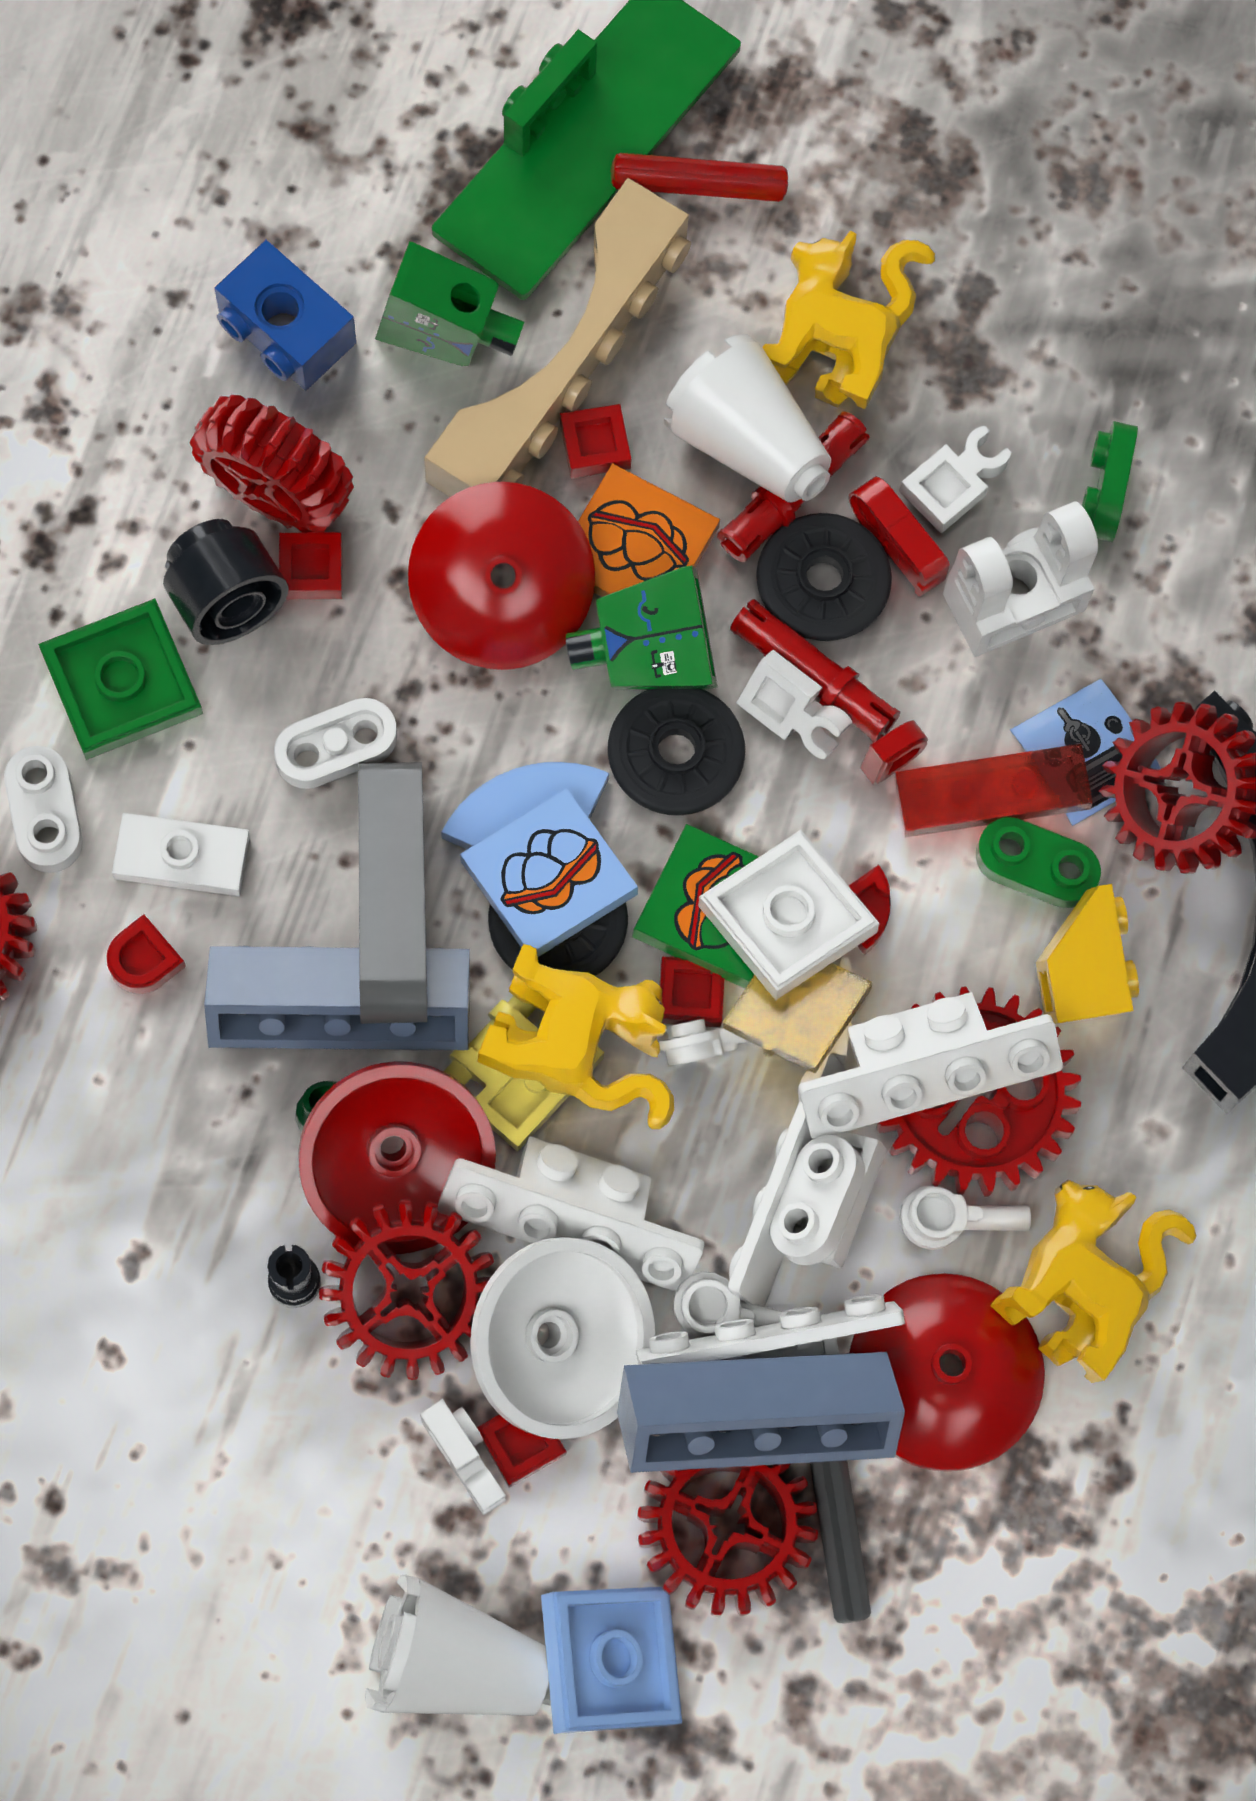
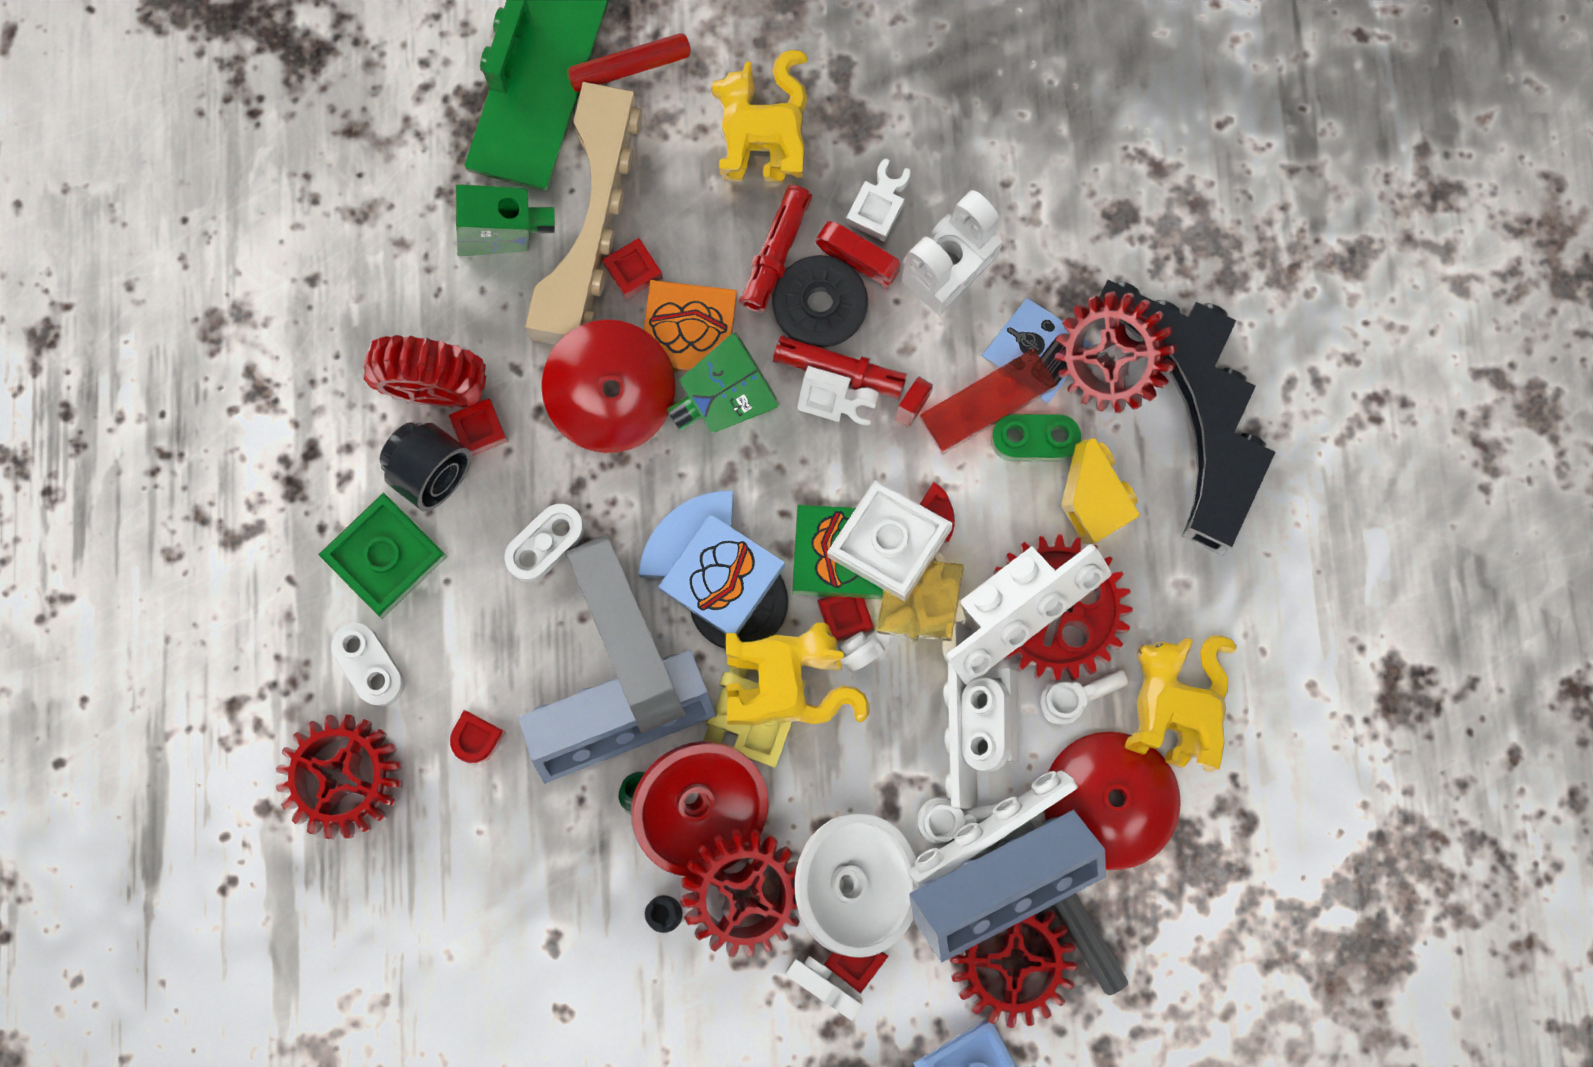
camera: 15 degrees left, 5 degrees up
(181, 854) = (472, 658): white plate -> none
(273, 285) = (374, 247): blue brick -> none
(572, 1197) = (825, 788): white bracket -> none
(670, 786) = (775, 483): black wheel -> none
(749, 421) = (732, 217): white cone -> none
(1114, 458) = (978, 146): green plate -> none

